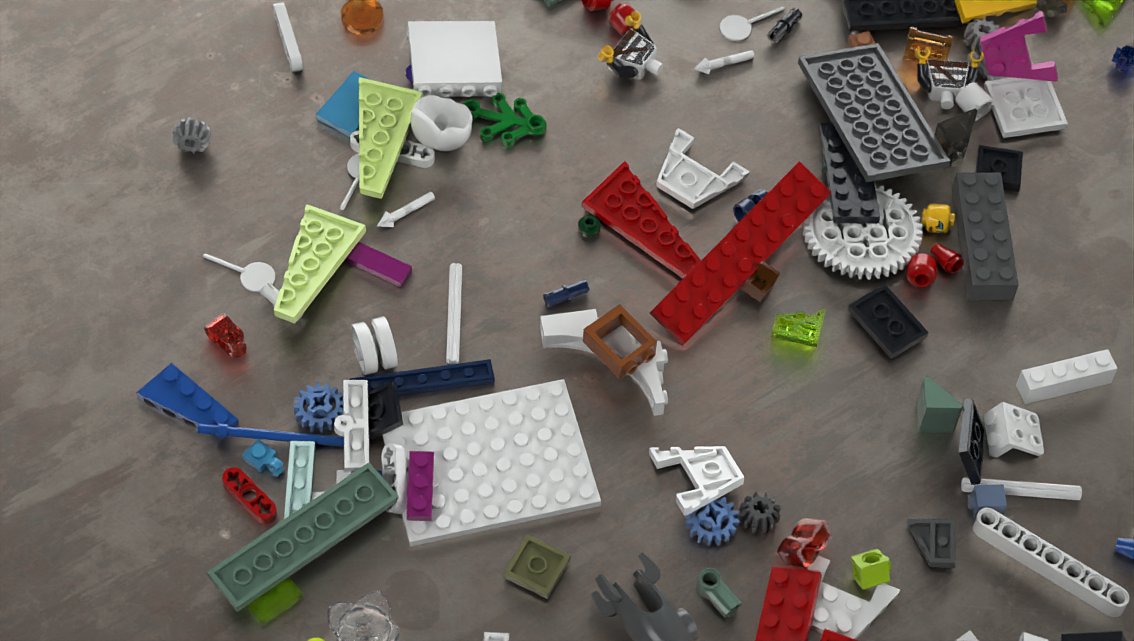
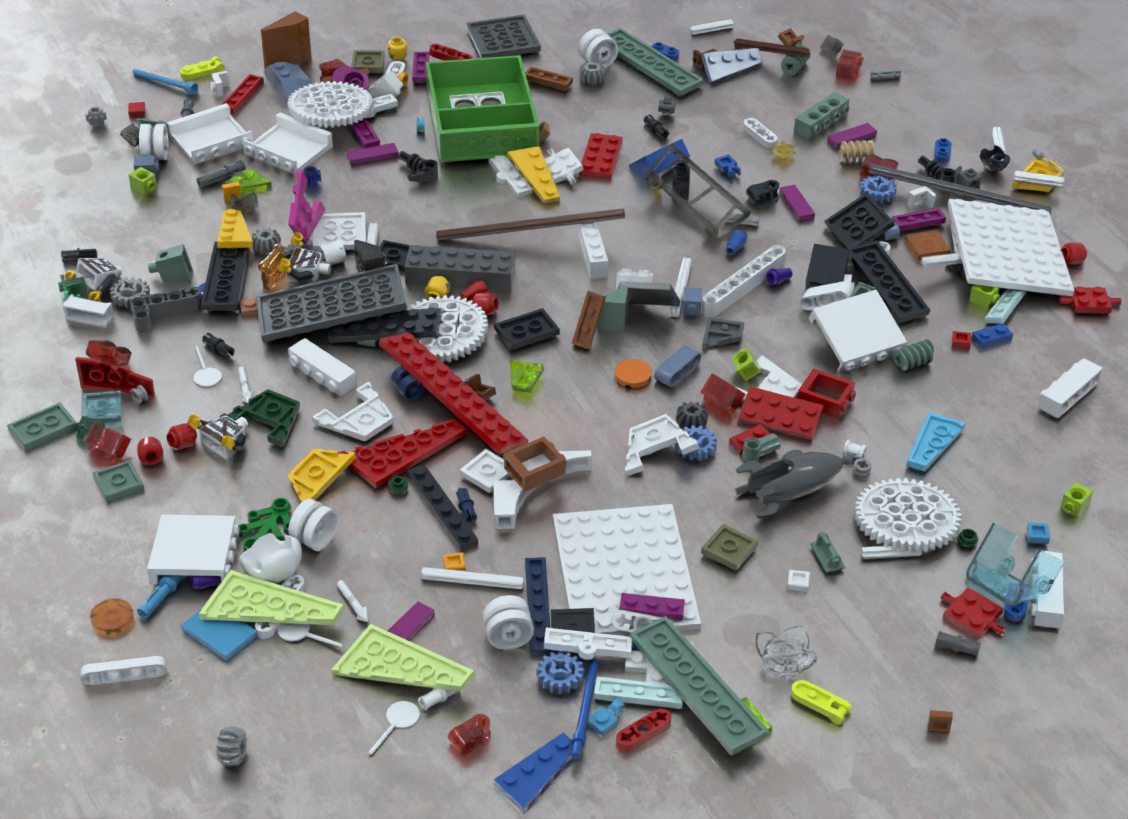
camera: 80 degrees left, 15 degrees down
(388, 44) = (166, 585): none -> dark azure pin
(476, 294) = (454, 562): none -> light orange tile
(497, 151) = (313, 524): none -> white wheel
(562, 272) = (442, 507): none -> black plate
(589, 147) = (318, 471): none -> yellow wing
(631, 299) = (484, 470): none -> white plate
(685, 94) = (272, 410): none -> dark green wing
(740, 584) = (737, 441): none -> red plate
(766, 125) = (322, 367): none -> white brick
(834, 445) = (633, 373): none -> orange tile
(854, 492) = (677, 366): none -> sand blue beam
(900, 376) = (588, 320): none -> dark orange plate
(1020, 141) = (372, 233): none -> white axle
(1074, 604) = (778, 275): none -> dark purple cone
(1084, 300) = (530, 224): none -> reddish brown axle

